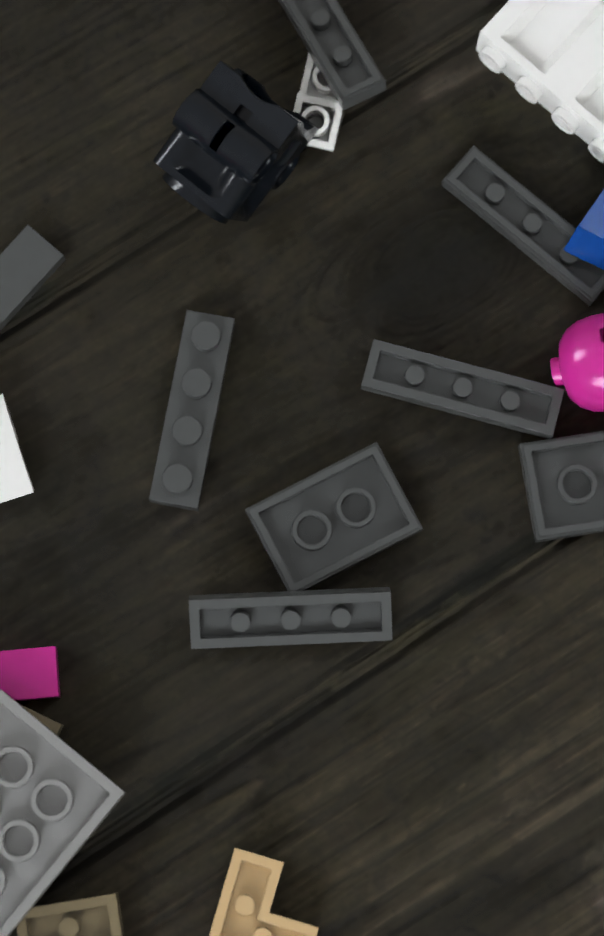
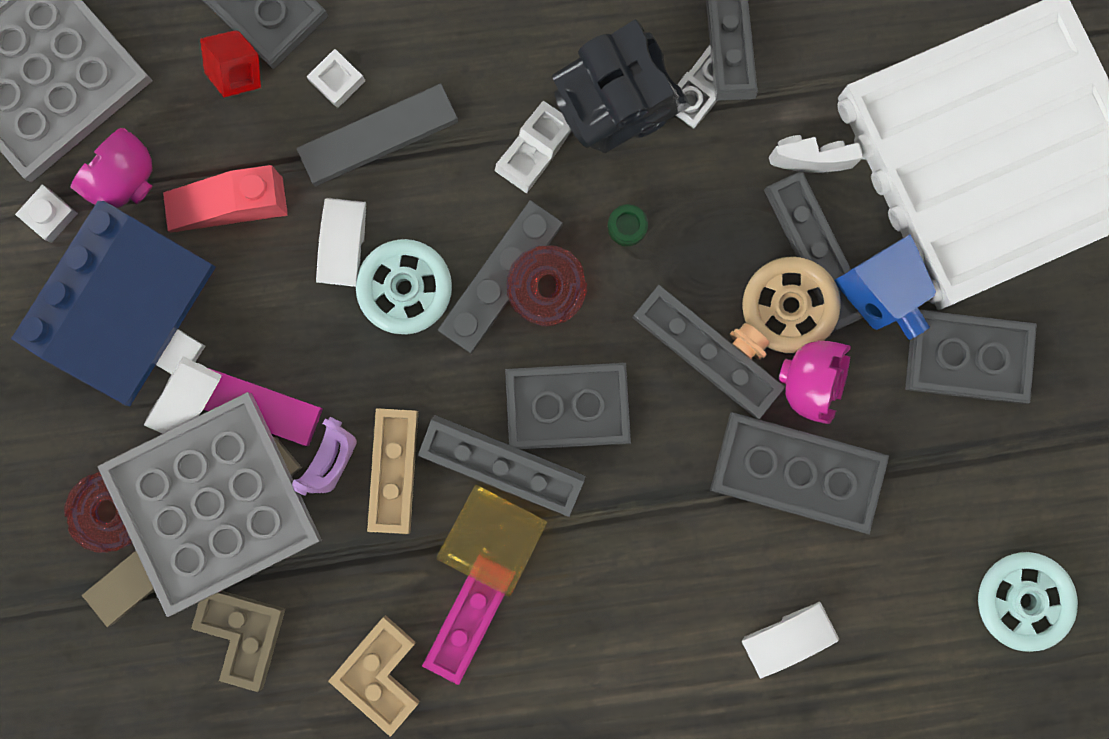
camera: 25 degrees right, 5 degrees up
(57, 441) = (390, 256): none -> light aqua plate
(87, 666) = (313, 479): none -> lavender helmet
(164, 249) = (534, 147): none -> white slope
(170, 679) = (392, 471): none -> tan plate
(222, 402) = (524, 279): none -> clear red tile
(308, 290) = (627, 225): none -> dark green tile
(318, 706) = (492, 540): none -> clear yellow tile
(332, 808) = (463, 630): none -> dark pink tile
(466, 128) = (804, 155): none -> white slope
(493, 276) = (812, 276): none -> tan plate
(503, 356) = (750, 341): none -> light nougat plate

